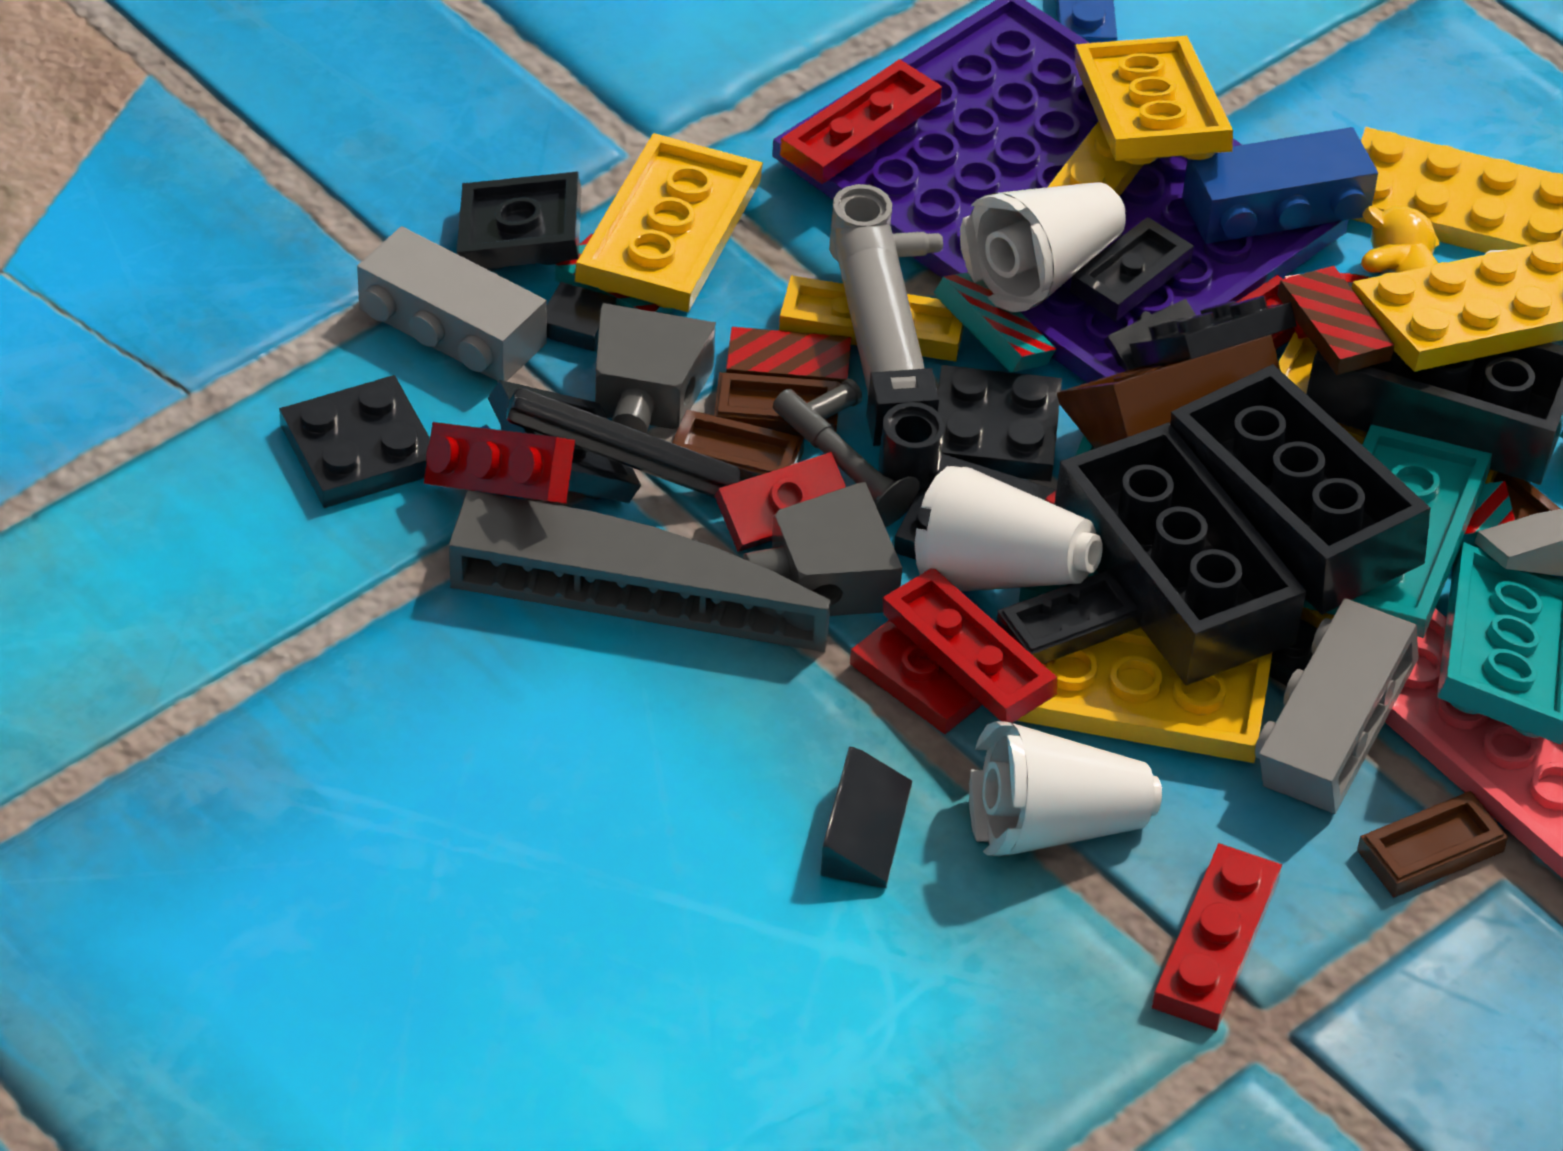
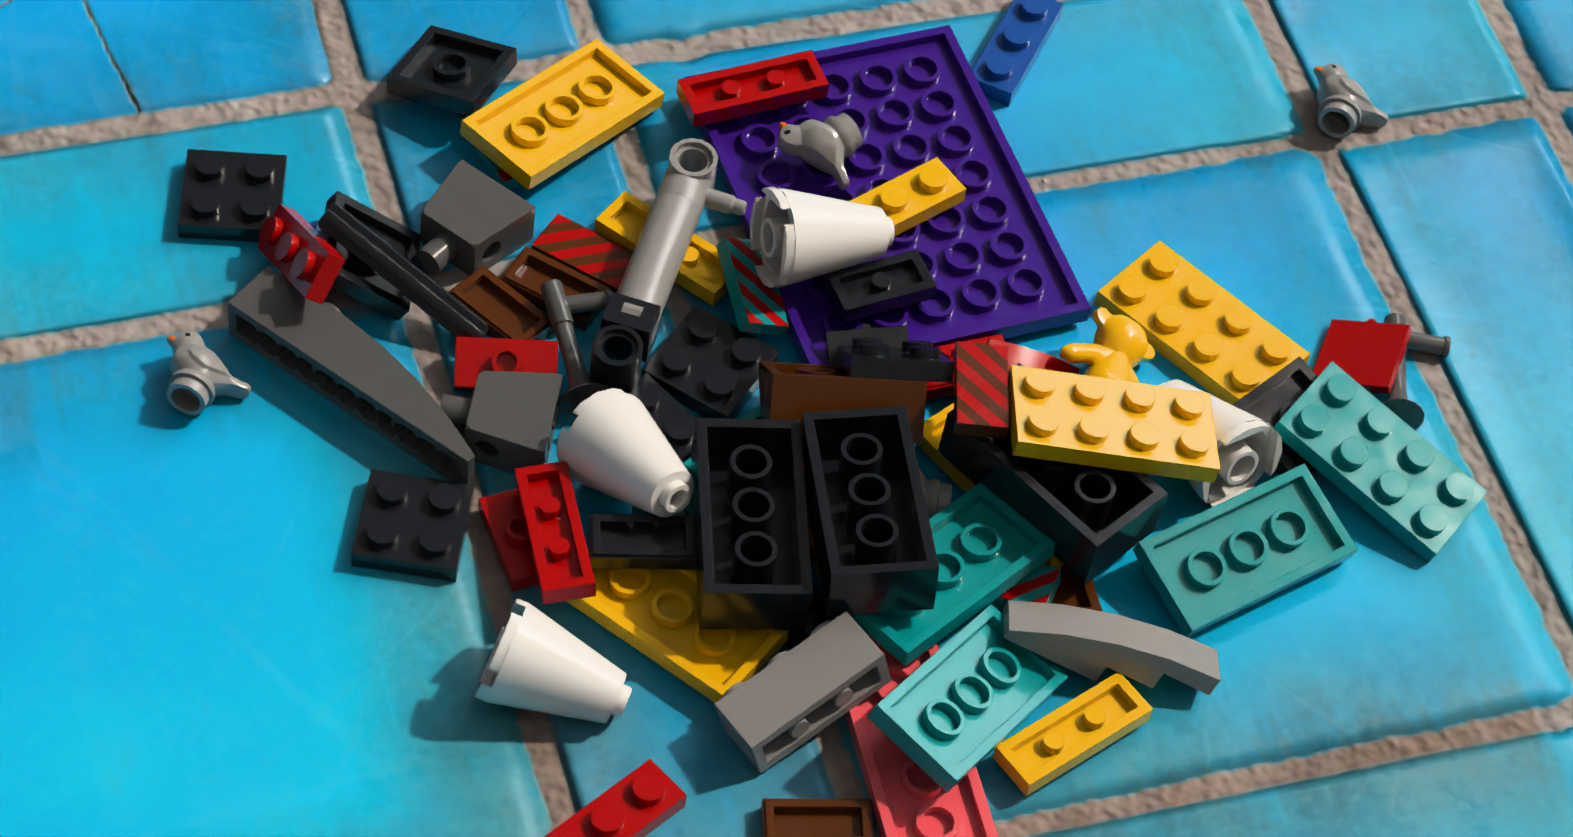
camera: 20 degrees right, 5 degrees up
(452, 304) = (360, 118): light grey brick -> none
(457, 639) = (198, 375): none -> light grey animal
(575, 315) = (445, 153): black tile -> none
(795, 706) = (413, 525): none -> black plate
(865, 821) = (402, 631): black slope -> none
(975, 149) = (822, 144): none -> light grey animal
(1153, 99) = (979, 156): yellow plate -> none
(1280, 185) = (1040, 262): blue brick -> none

